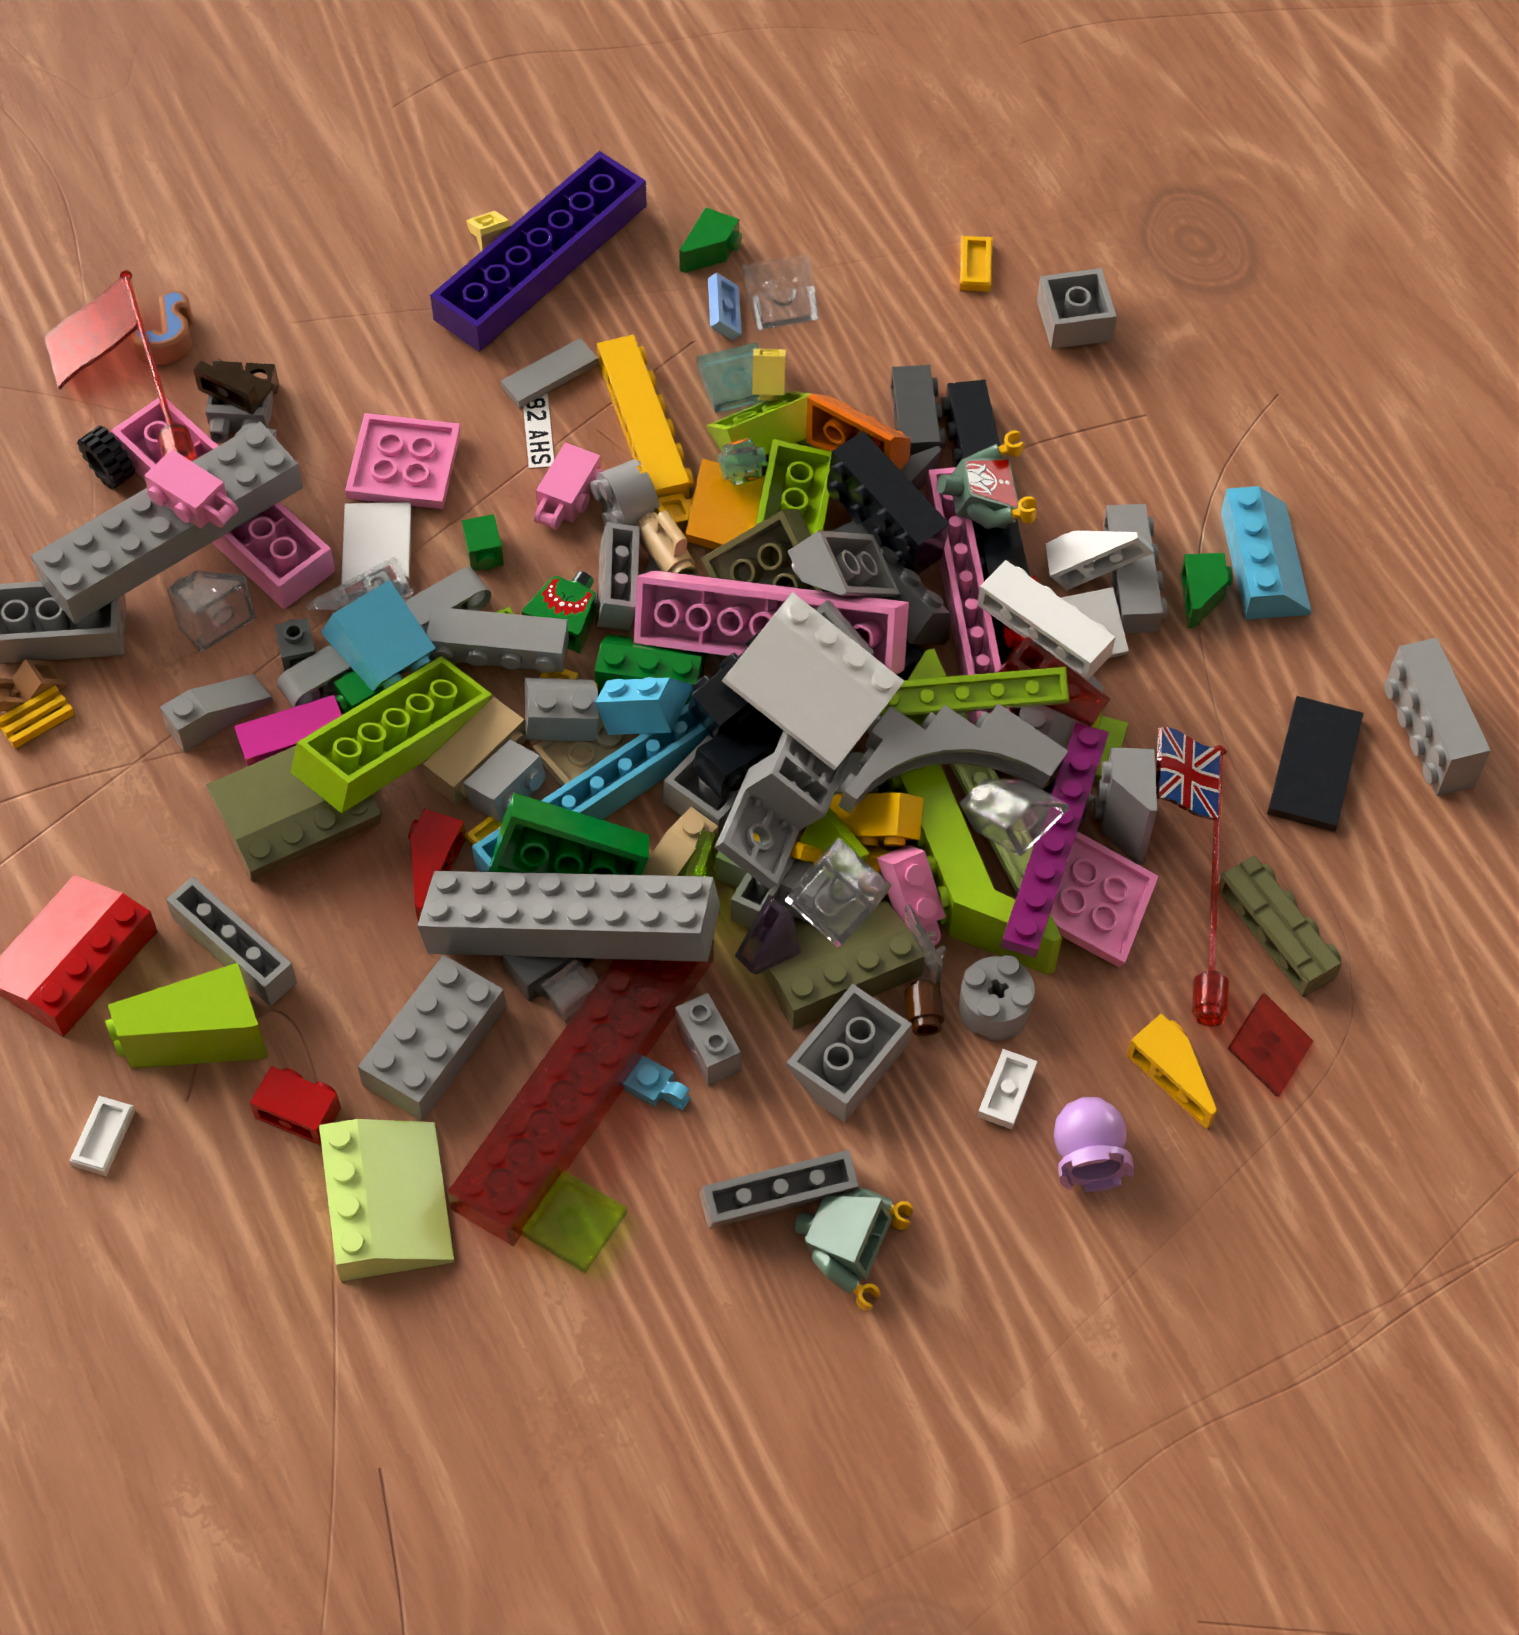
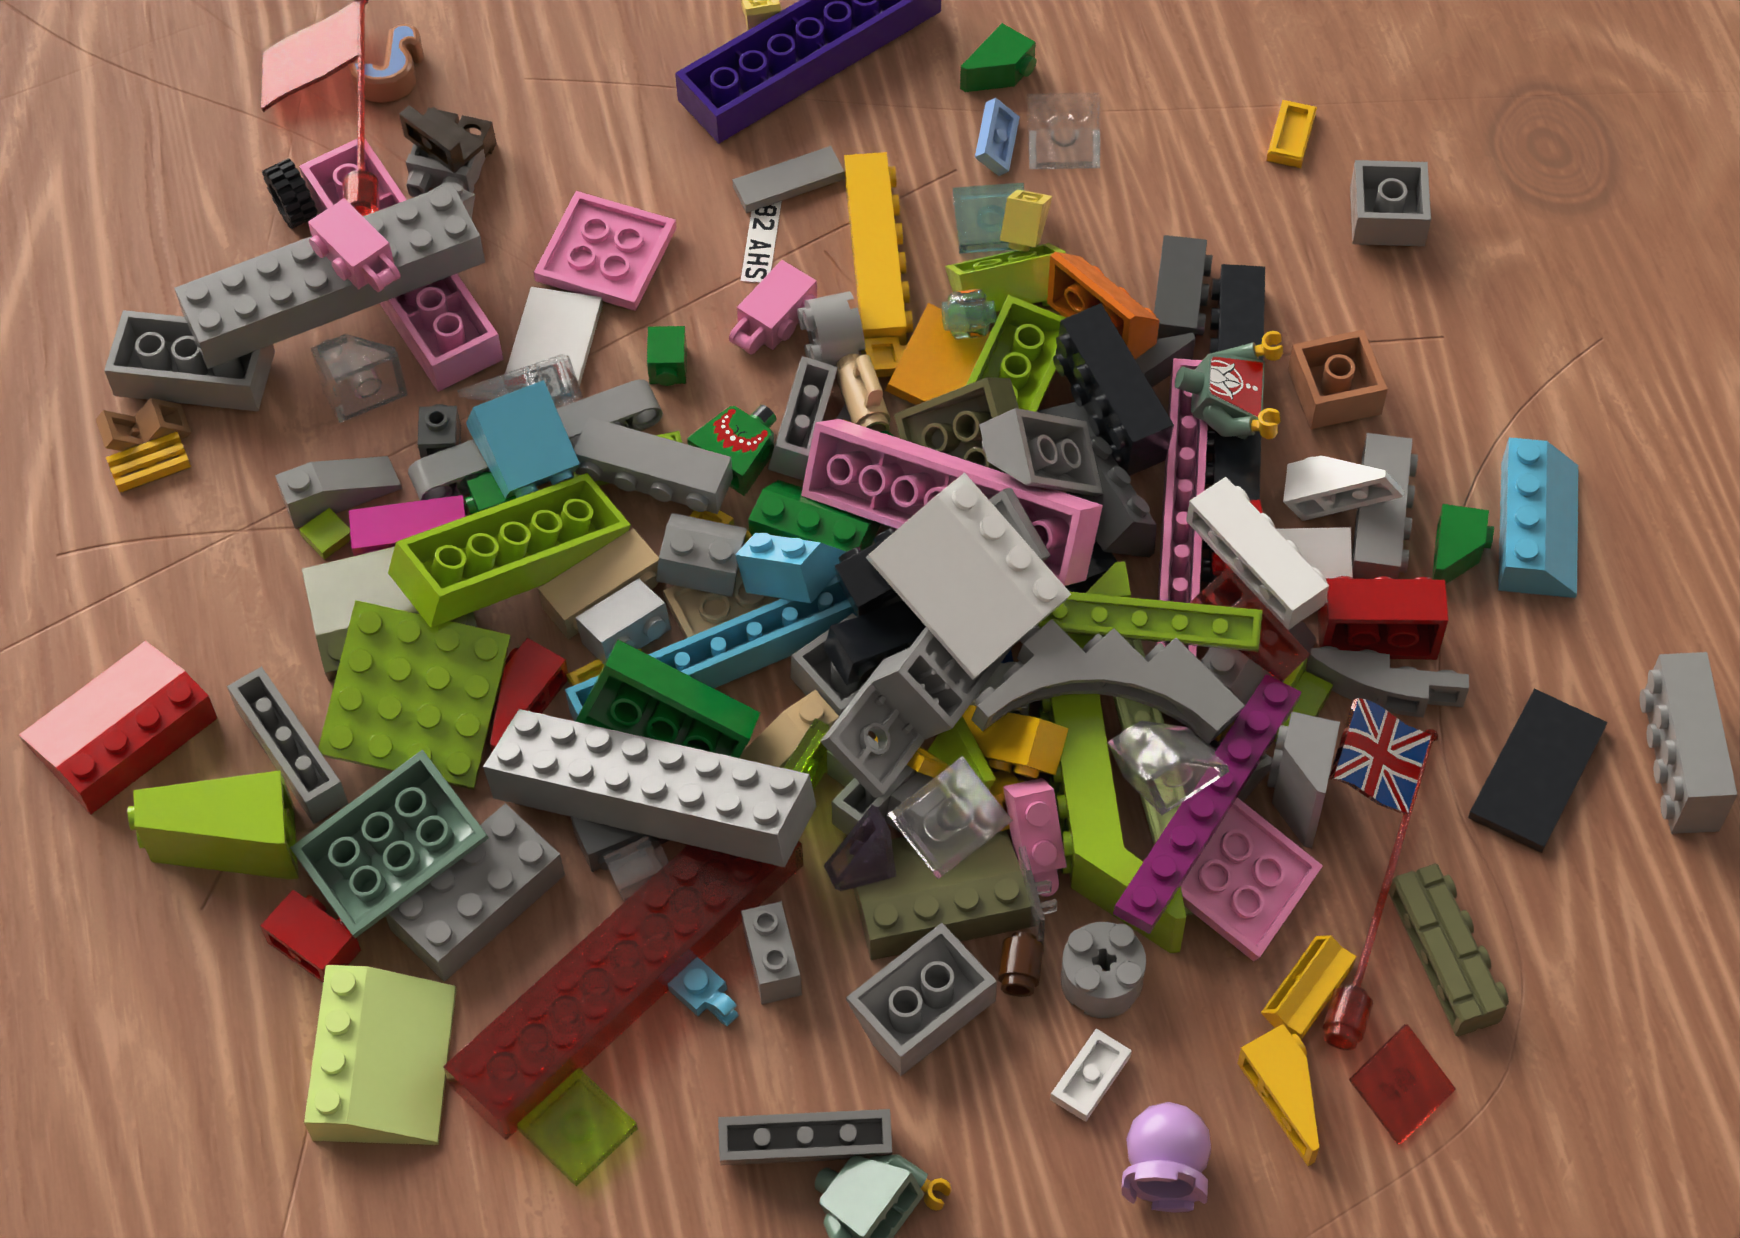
camera: 15 degrees right, 0 degrees up
(102, 1136) = (102, 930): white tile -> none
(215, 751) = (326, 533): none -> lime tile
(336, 876) = (414, 691): none -> lime plate
(349, 1008) = (389, 843): none -> sand green slope
(1069, 464) = (1337, 379): none -> nougat brick
(1158, 708) = (1397, 690): none -> light grey slope
(1160, 659) = (1385, 616): none -> red brick
(1171, 977) = (1309, 985): none -> yellow piece

